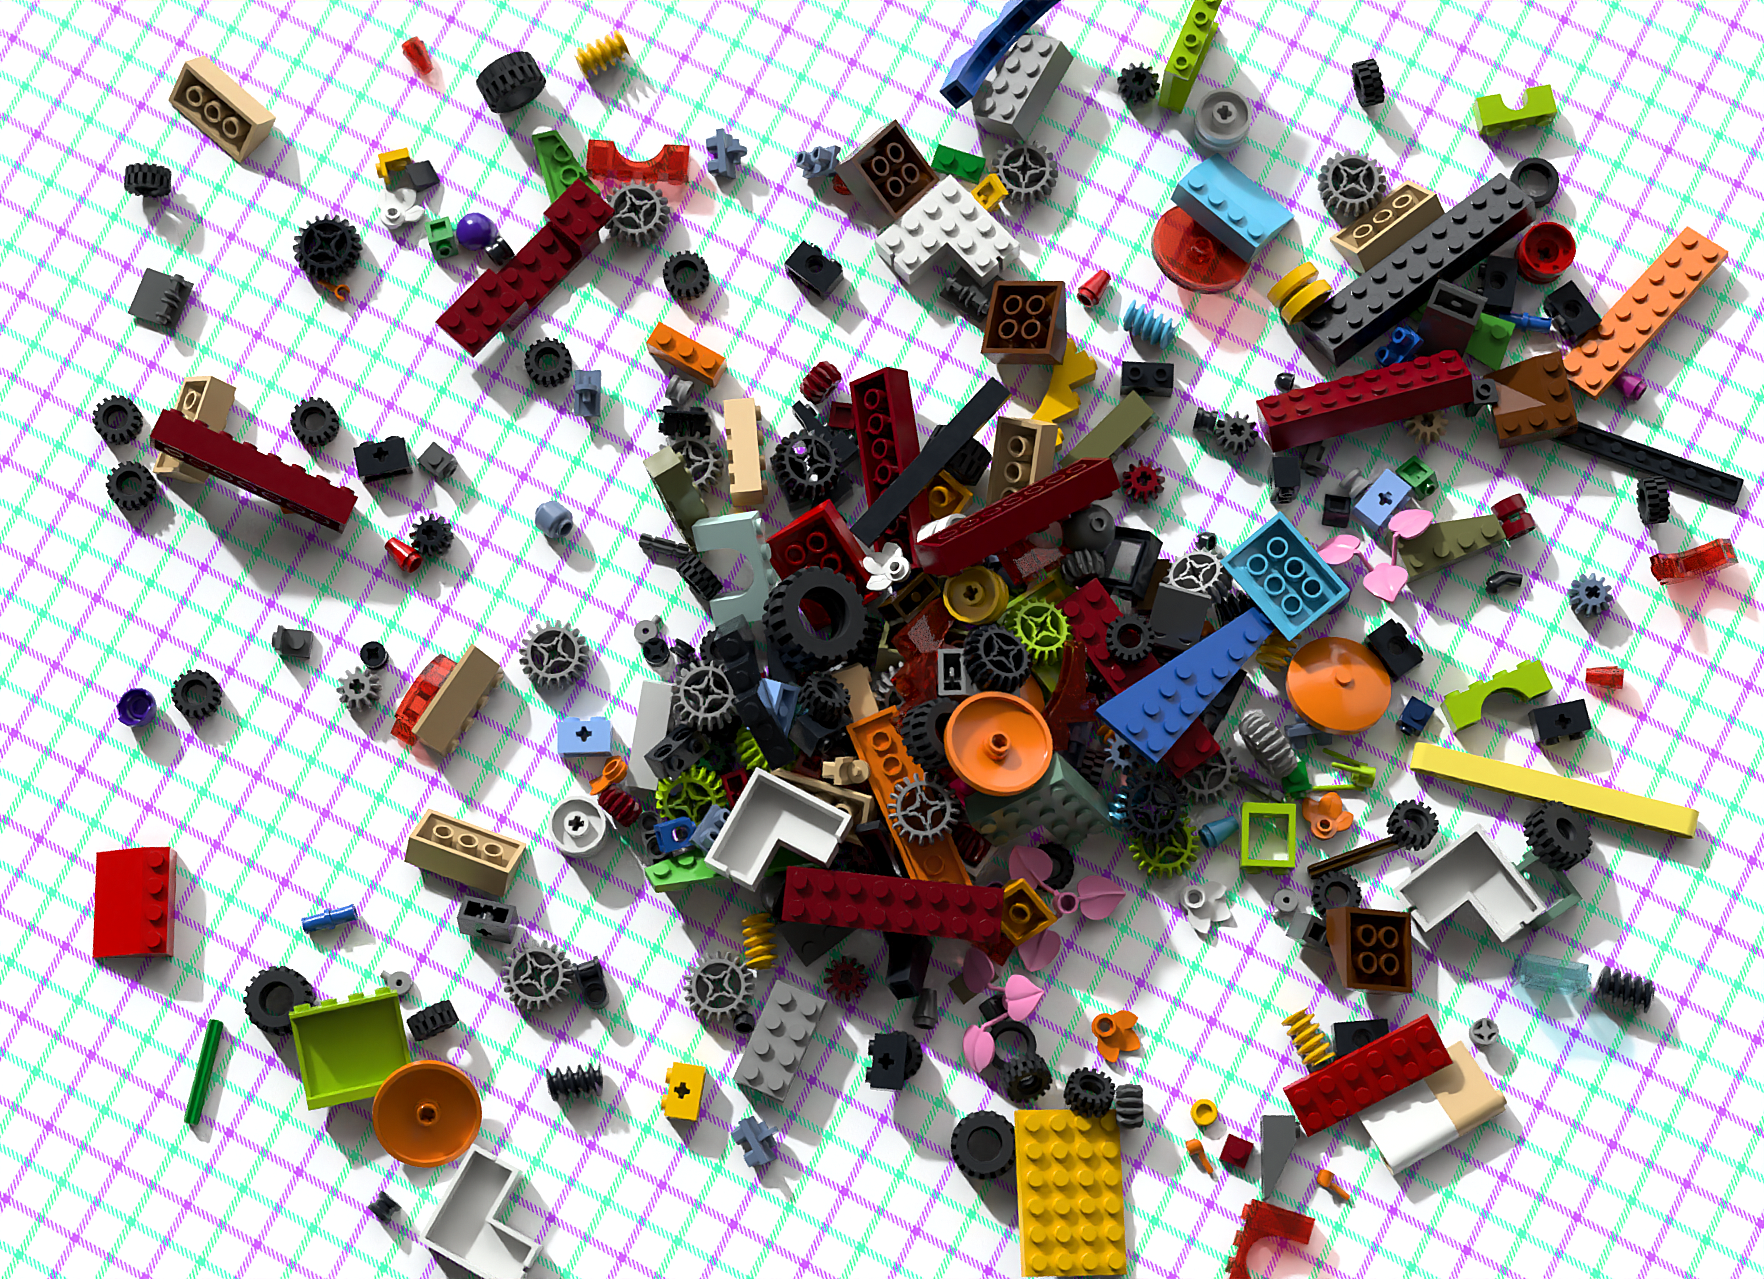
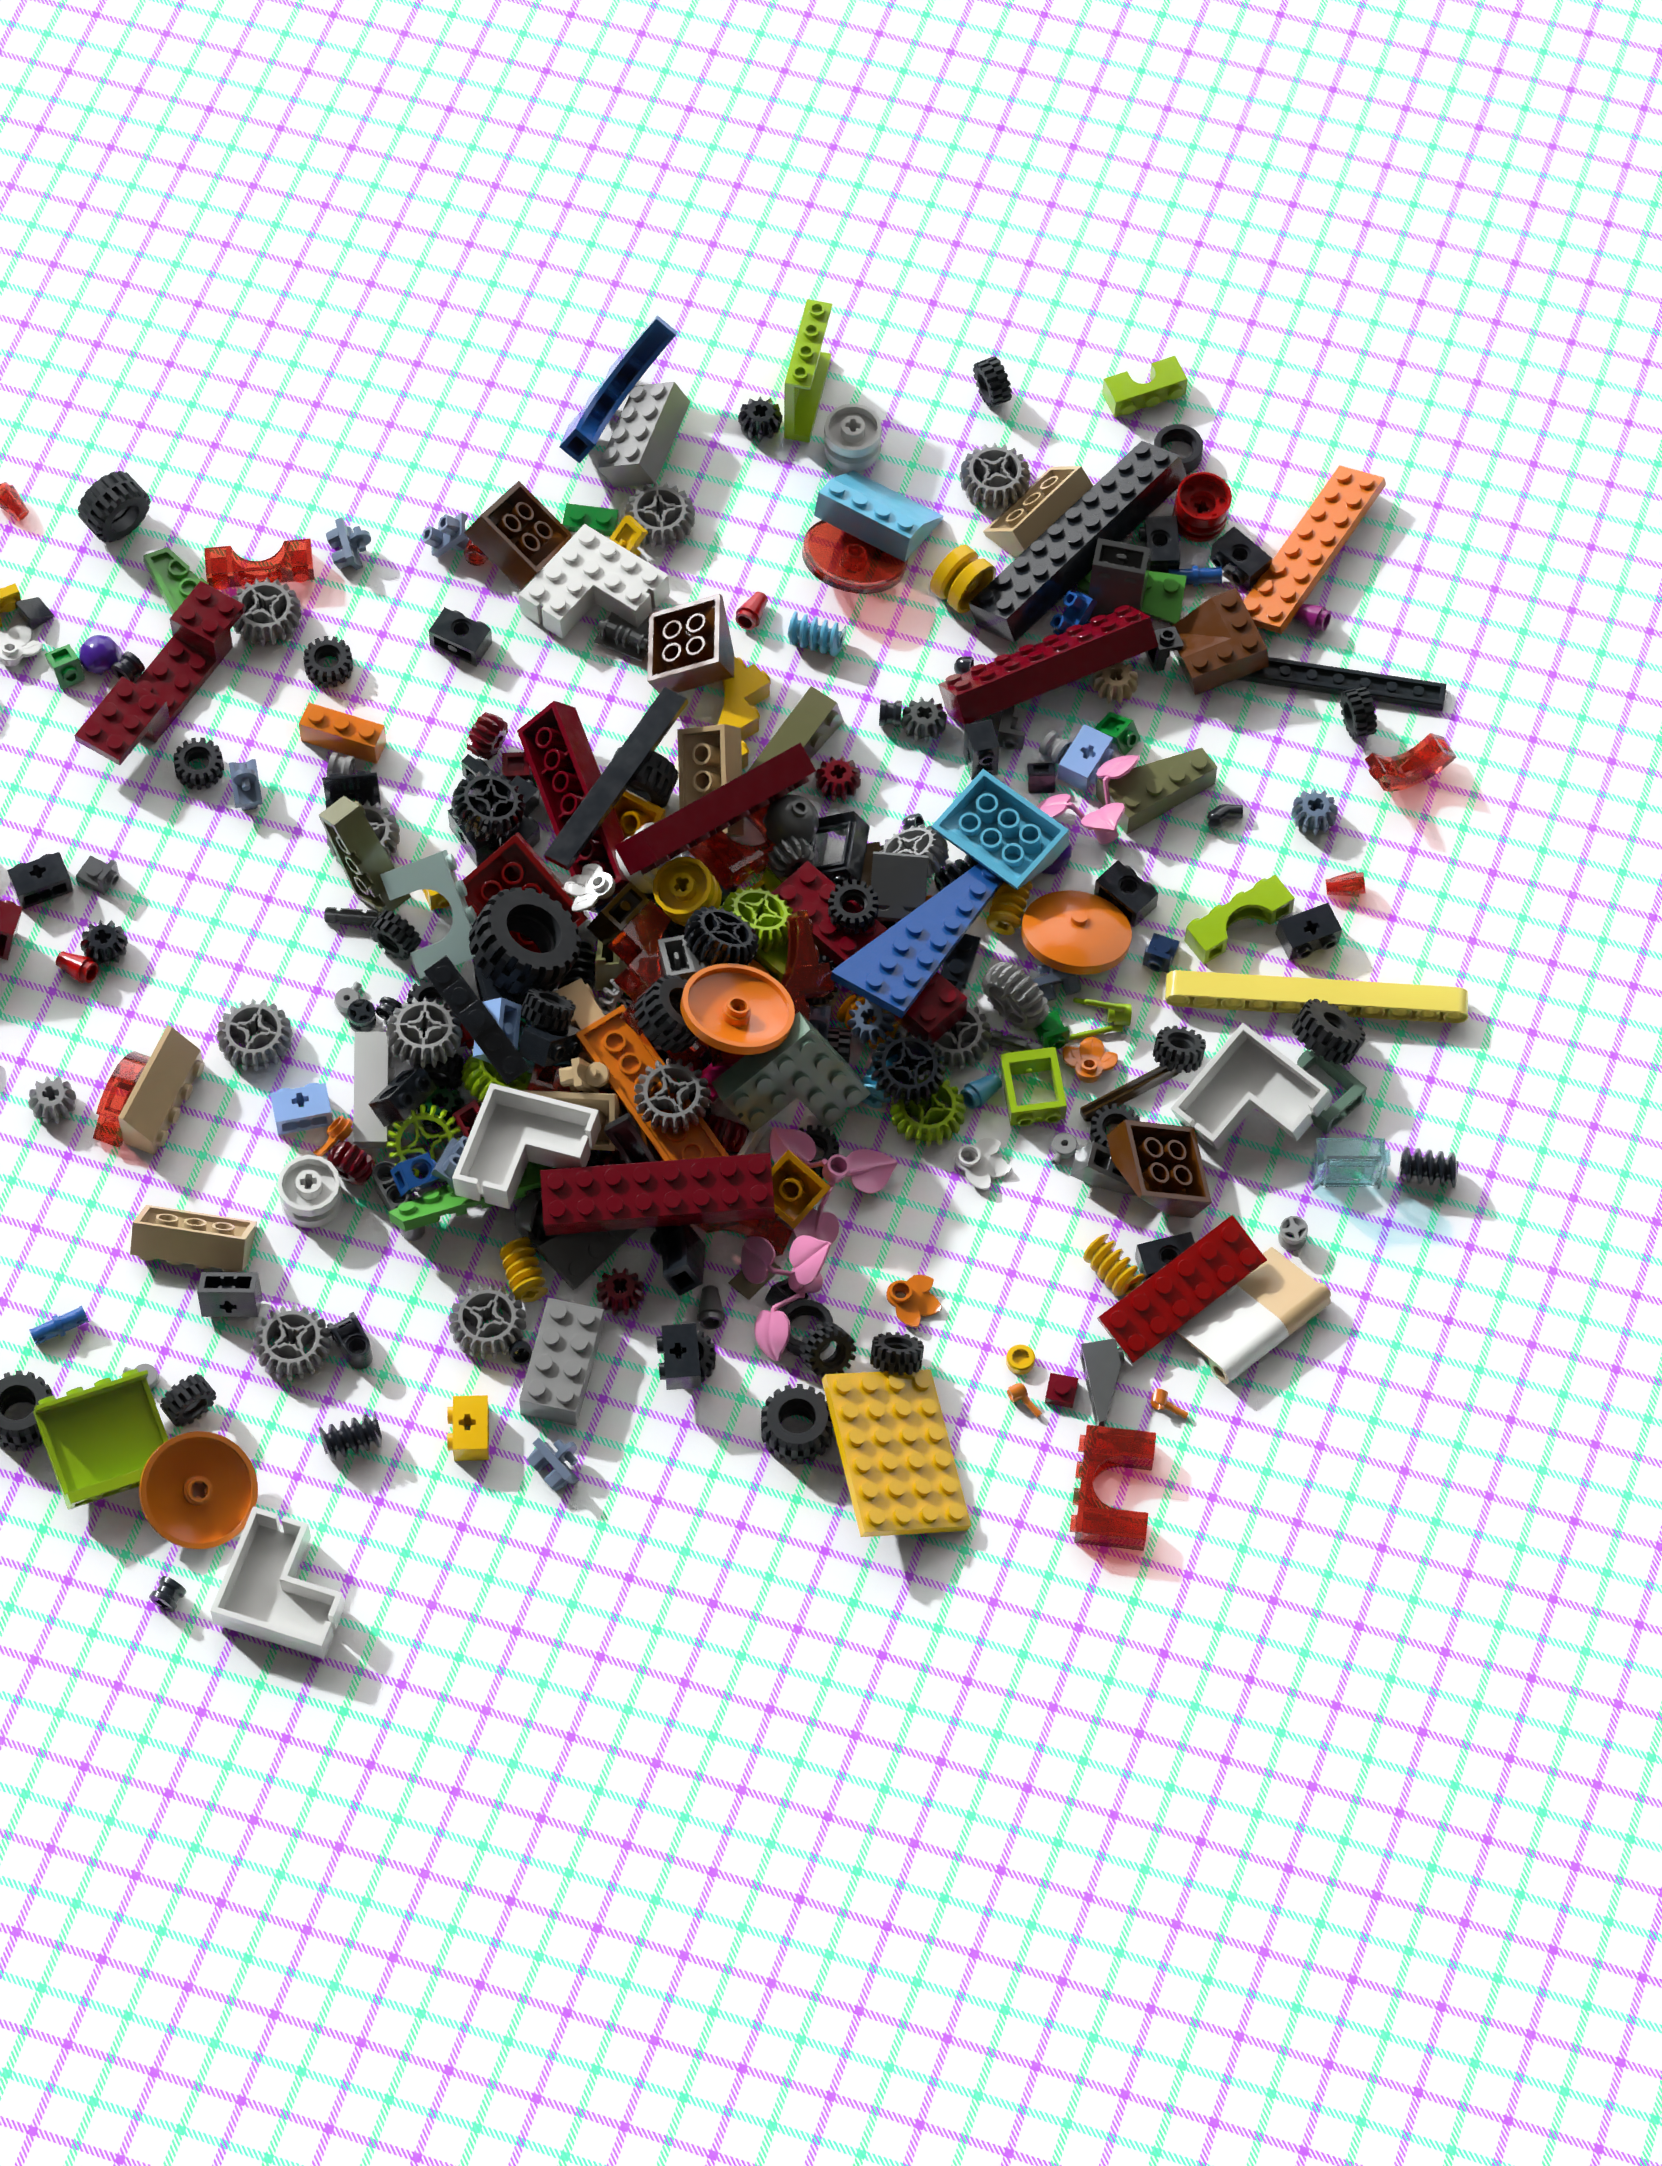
camera: 15 degrees left, 15 degrees down
(377, 660) = (66, 1072): black wheel -> none
(553, 519) = (231, 907): sand blue head -> none
(601, 54) = (202, 470): yellow piece -> none
(744, 453) = (419, 809): tan wedge -> none
(1129, 1106) = (941, 1360): dark grey gear -> none
(1147, 378) = (829, 678): black brick -> none
(1509, 509) = (1223, 751): dark red wheel -> none

